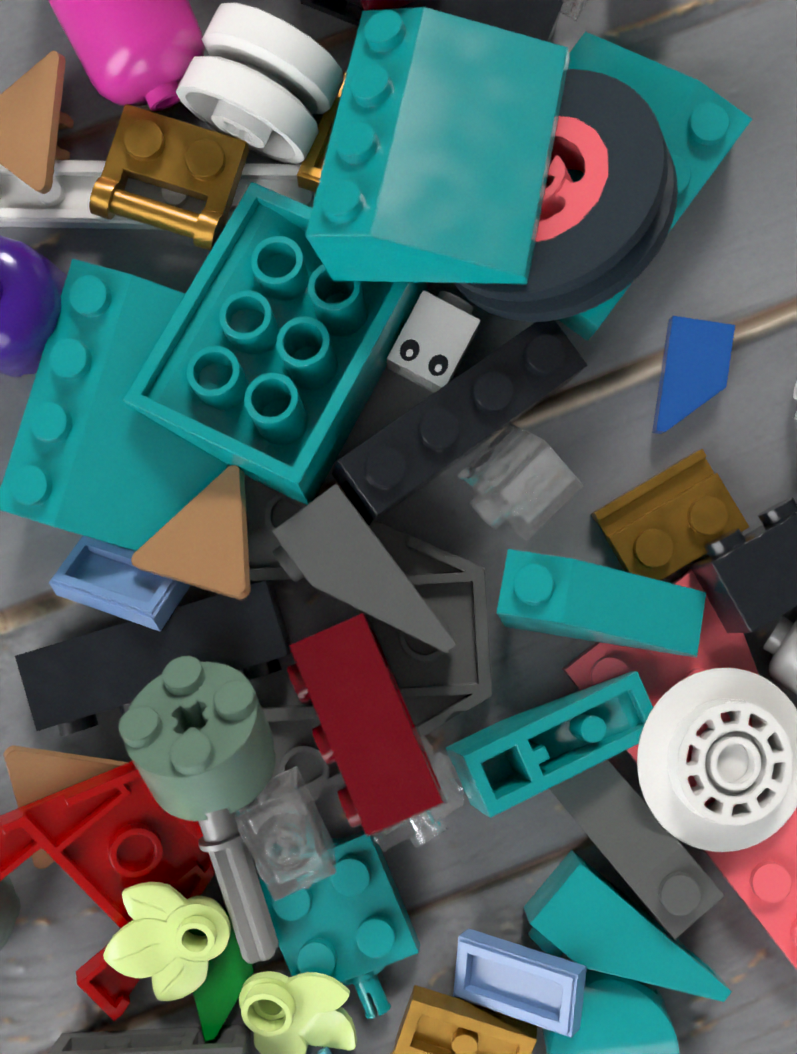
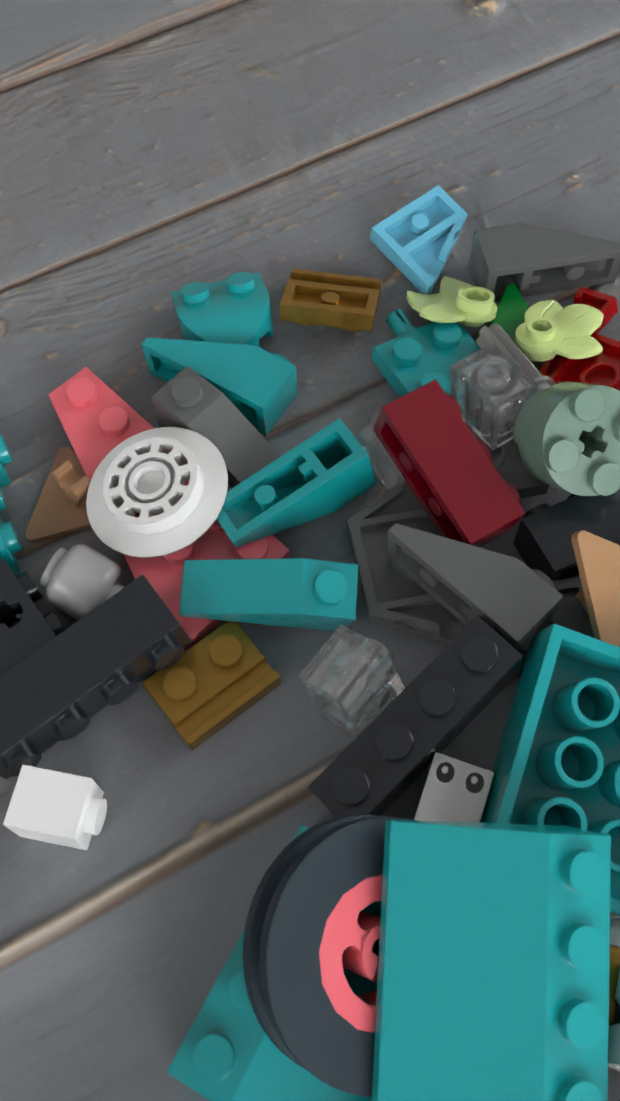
camera: 175 degrees right, 25 degrees down
(520, 982) = (297, 336): medium blue tile -> none
(692, 368) = (202, 821): blue tile -> none

